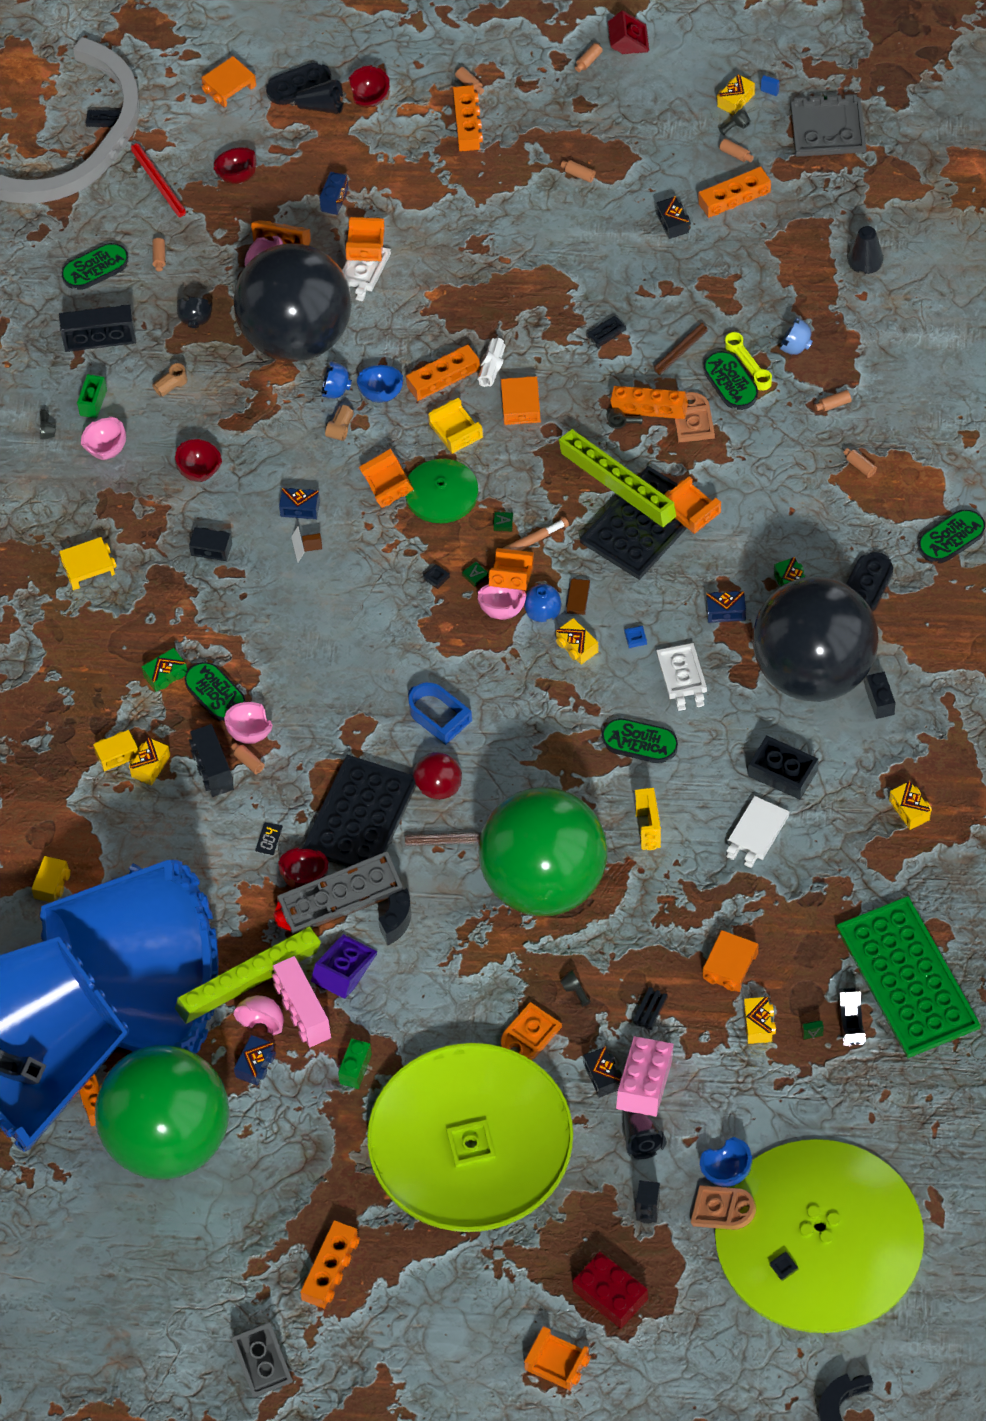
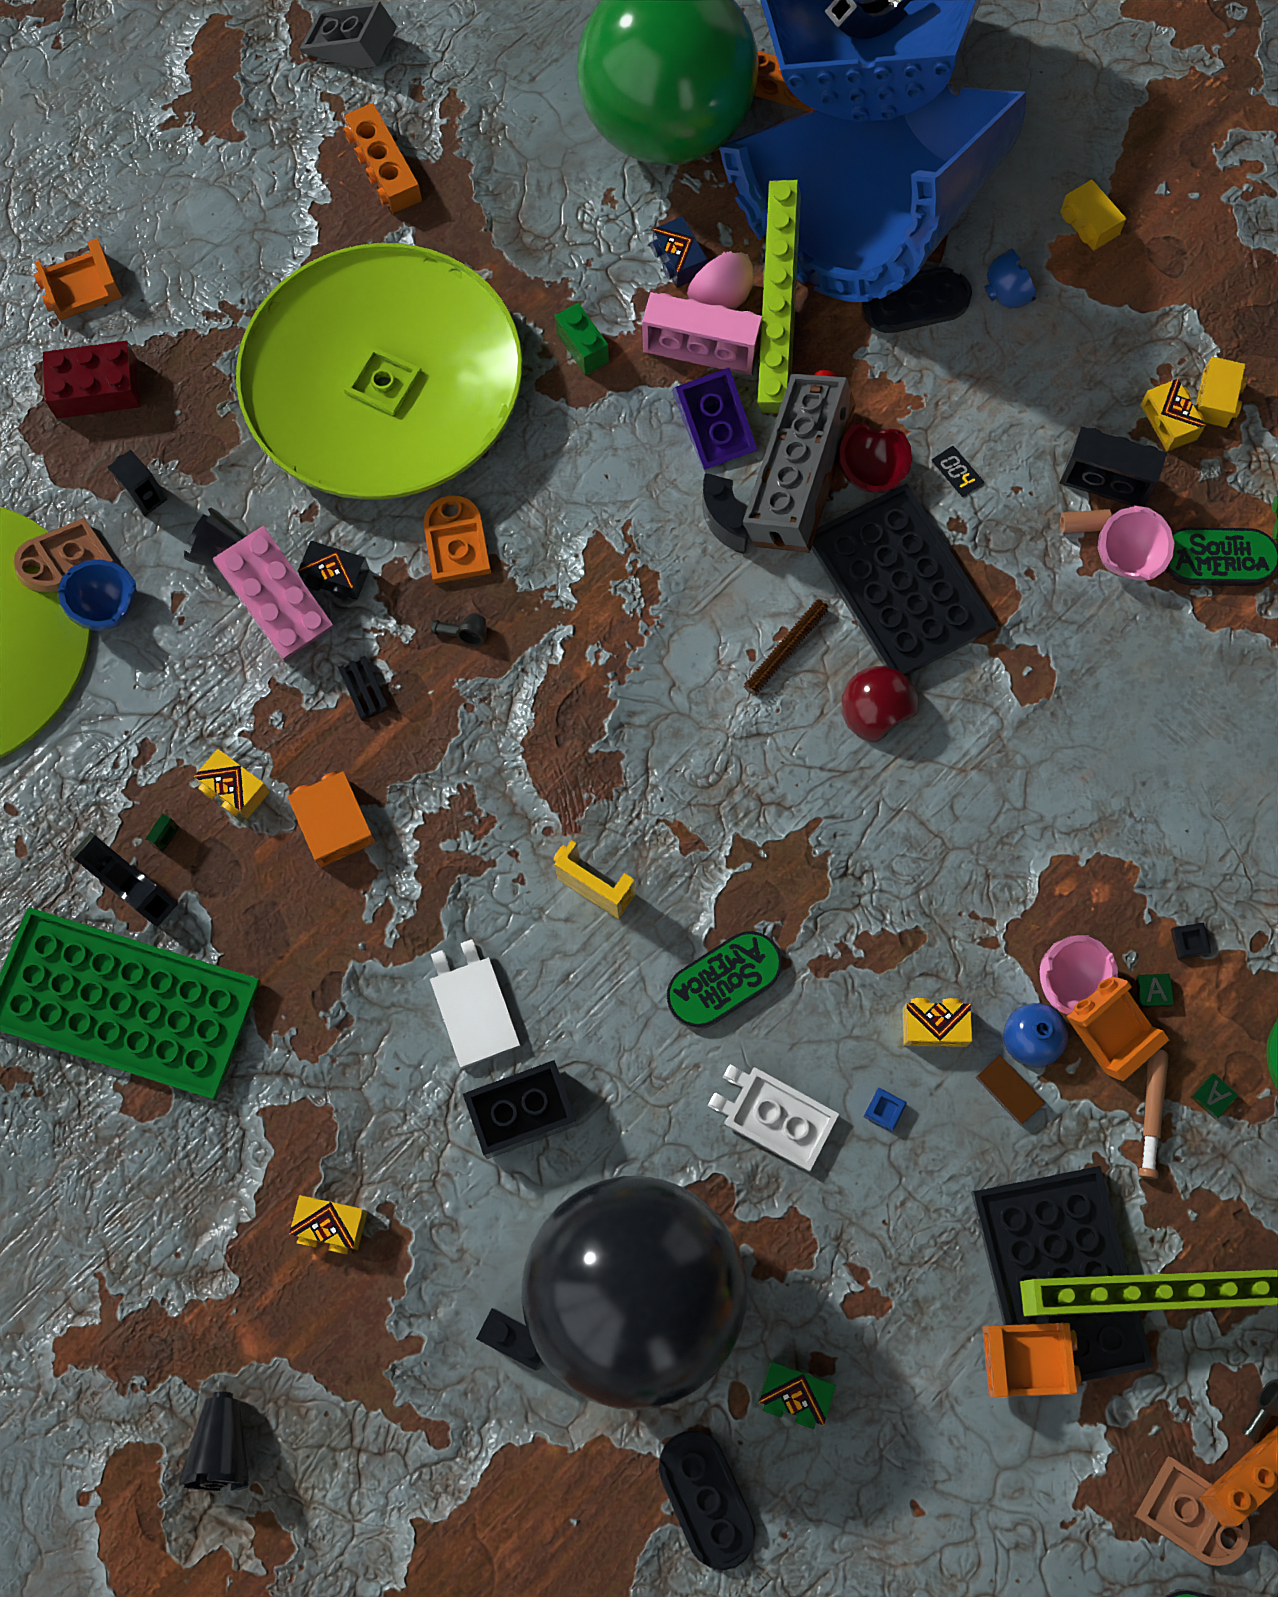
camera: 130 degrees right, 15 degrees up
(454, 726) = (935, 777): blue window -> none
(542, 851) = (634, 685): green piece -> none
(726, 606) = (829, 1264): dark blue brick -> none

